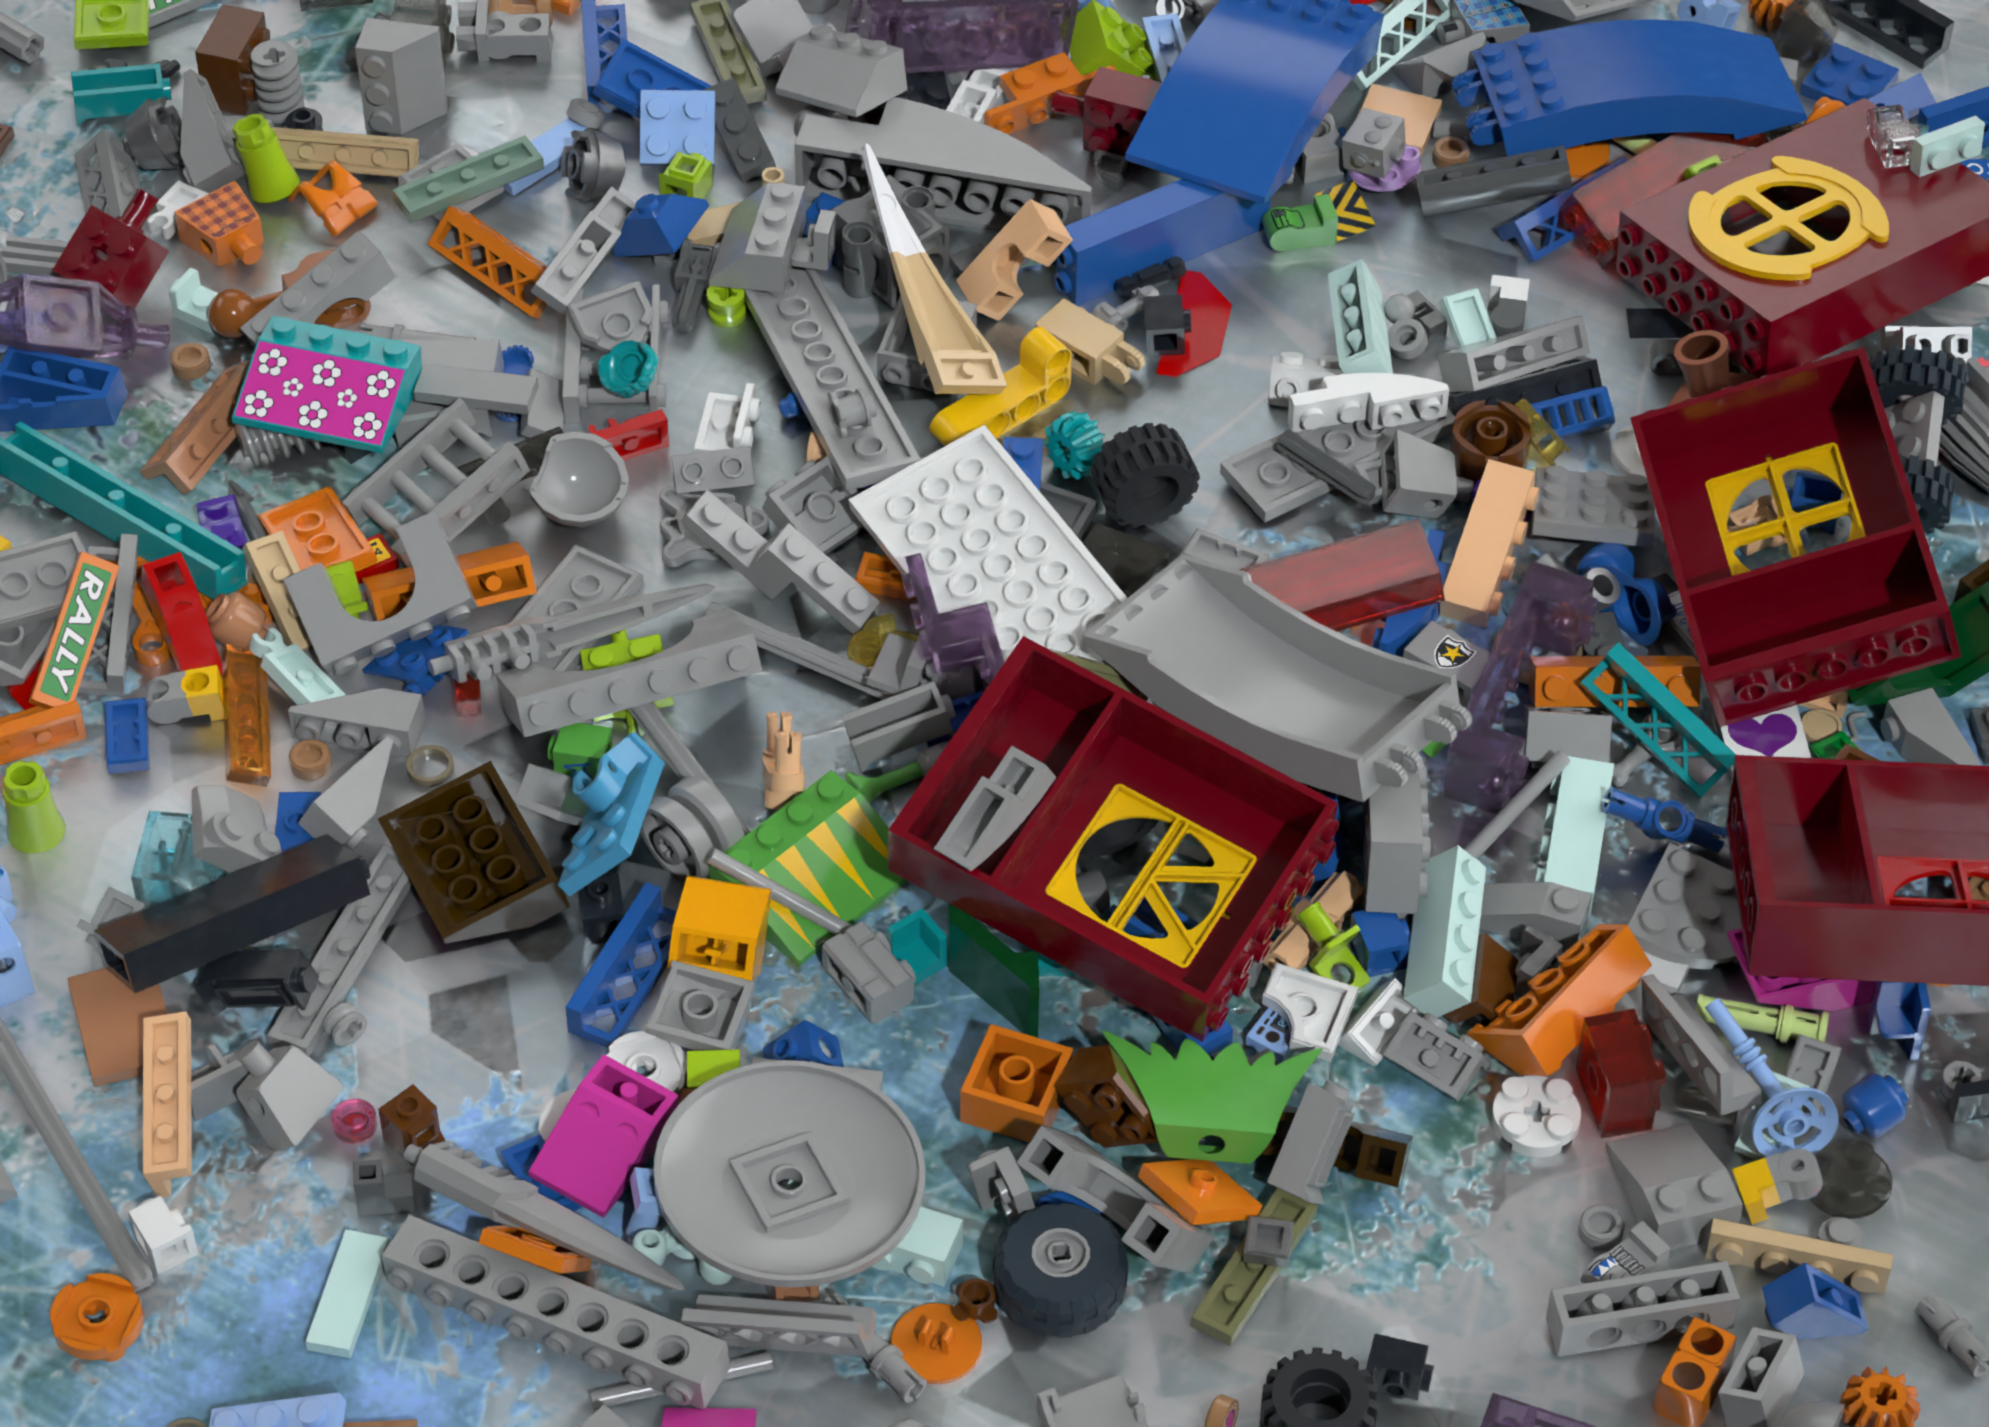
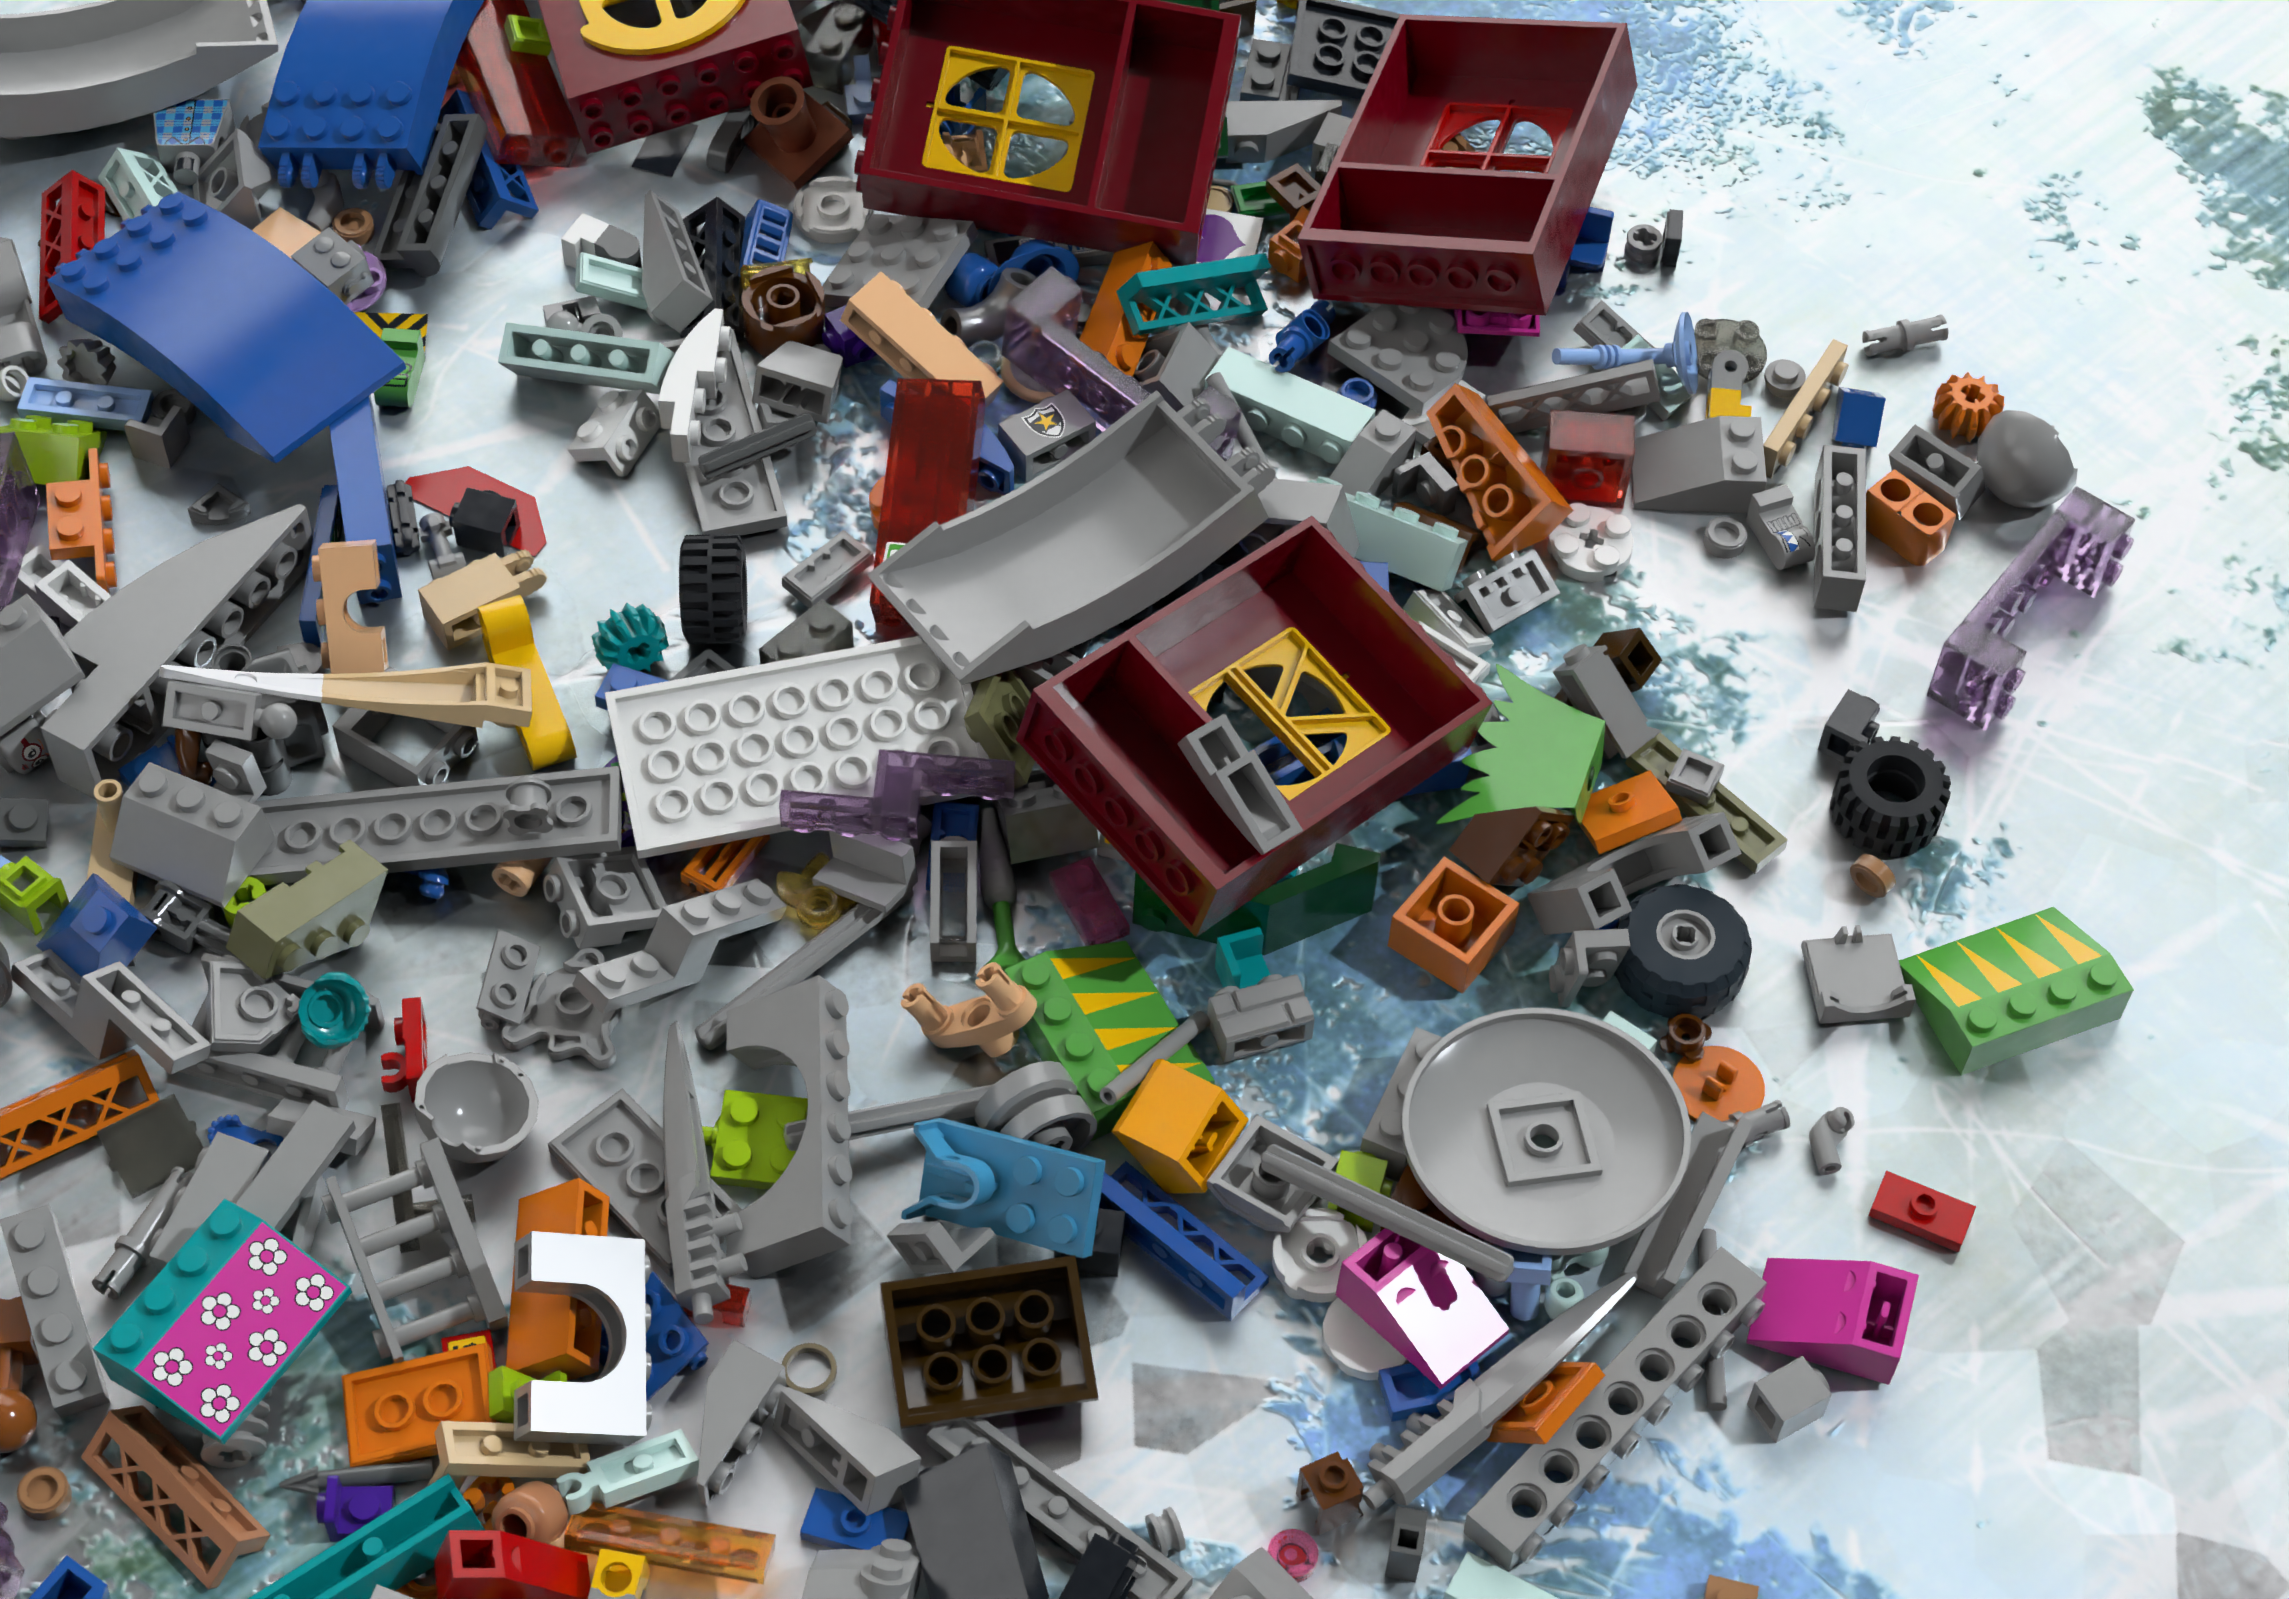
camera: 75 degrees left, 5 degrees up
(310, 759) = (754, 1491): medium nougat tile -> none
(496, 318) = (151, 1144): none -> clear smoke piece
(579, 748) = (873, 1204): bright green brick -> none
(659, 1073) = (1388, 1213): none -> light grey axle
(706, 328) = (312, 917): none -> olive wedge
(728, 421) = (440, 948): white bracket -> none
(802, 1044) = (1340, 1111): blue bracket -> none
(853, 202) = (224, 712): none -> light grey plate
(1109, 109) = (171, 463): dark red brick -> none
(1622, 889) = (1359, 391): none -> blue plate
(1782, 1022) = (1554, 323): yellowish green pin -> none
(1874, 1105) = (1658, 303): blue head -> none

